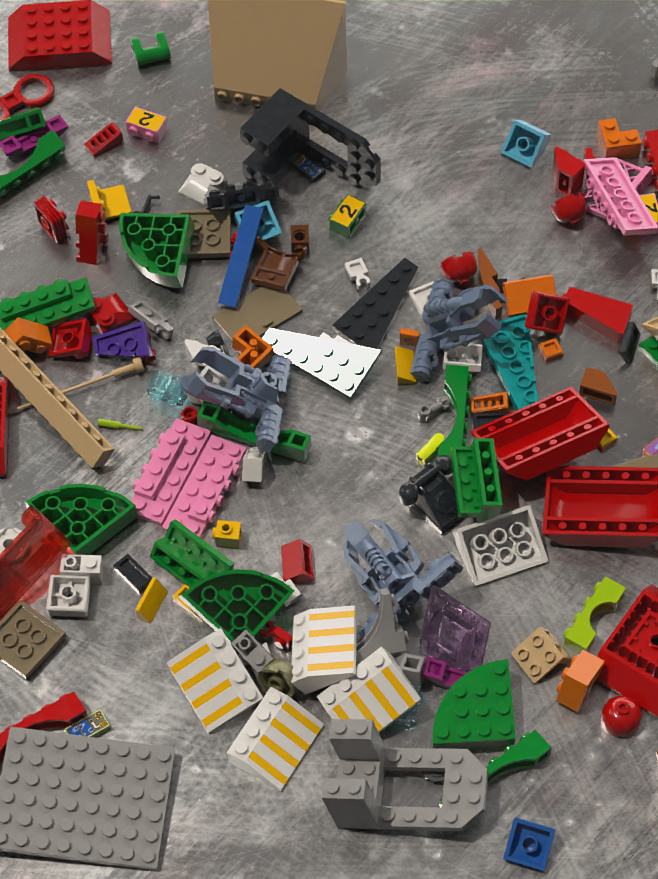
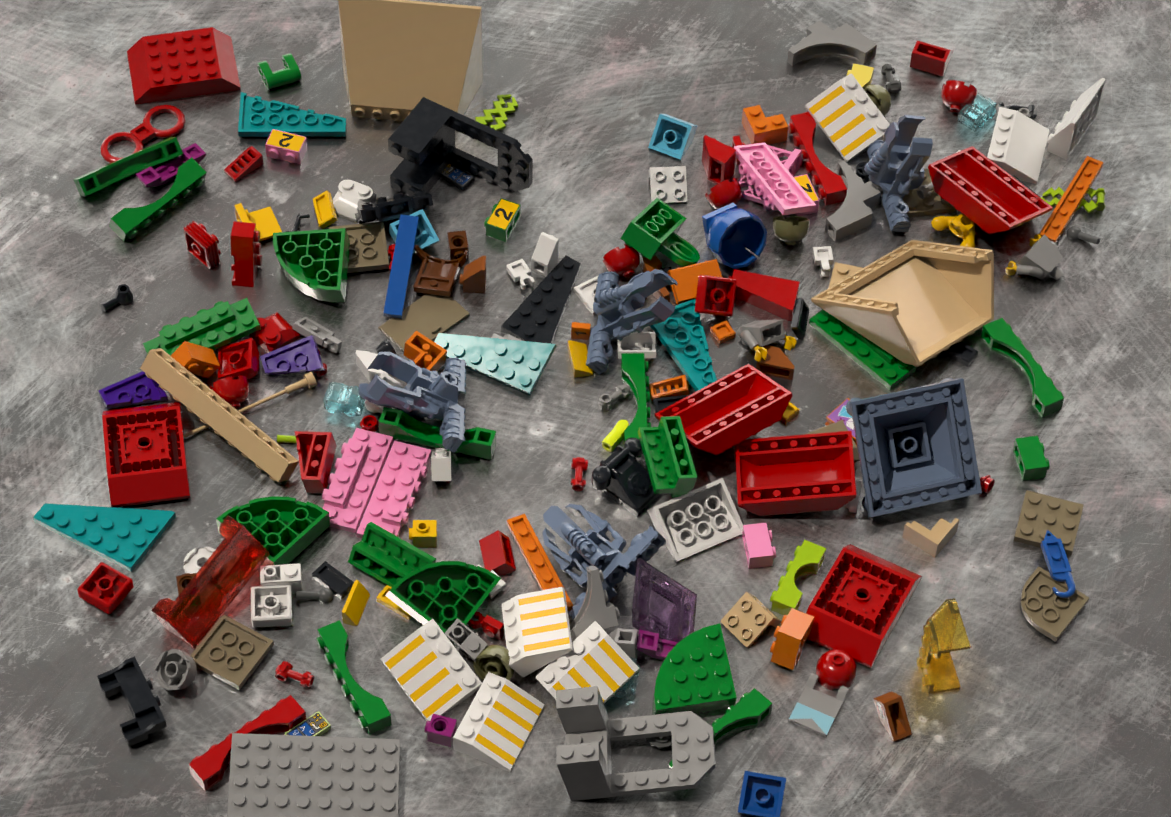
camera: 10 degrees left, 5 degrees down
(59, 371) = (232, 391): none -> red cylinder
(73, 664) = (285, 670): none -> red bar
(122, 588) = (325, 595): none -> dark grey bar
(127, 92) = (260, 116): none -> teal wing
(131, 448) = (316, 458): none -> red wedge
(151, 712) = (370, 708): none -> green arch
(175, 191) = (324, 209): none -> yellow tile
(217, 733) = (441, 737): none -> magenta brick
(311, 272) = (474, 276): none -> dark orange slope
(335, 569) = (535, 555): none -> orange plate
(339, 113) = (498, 111): none -> lime piece
(383, 256) = (545, 254): none -> white slope
(389, 475) = (579, 465): none -> red bar
(496, 242) = (657, 231): none -> green brick
(515, 193) = (668, 184): none -> white bracket
(558, 577) = (757, 545): none -> bright pink brick
(570, 248) = (731, 232): none -> blue plate
(591, 355) = (763, 333): none -> light grey torso
(596, 756) = (816, 709): none -> light grey flag
(632, 248) = (790, 228): none -> olive cylinder

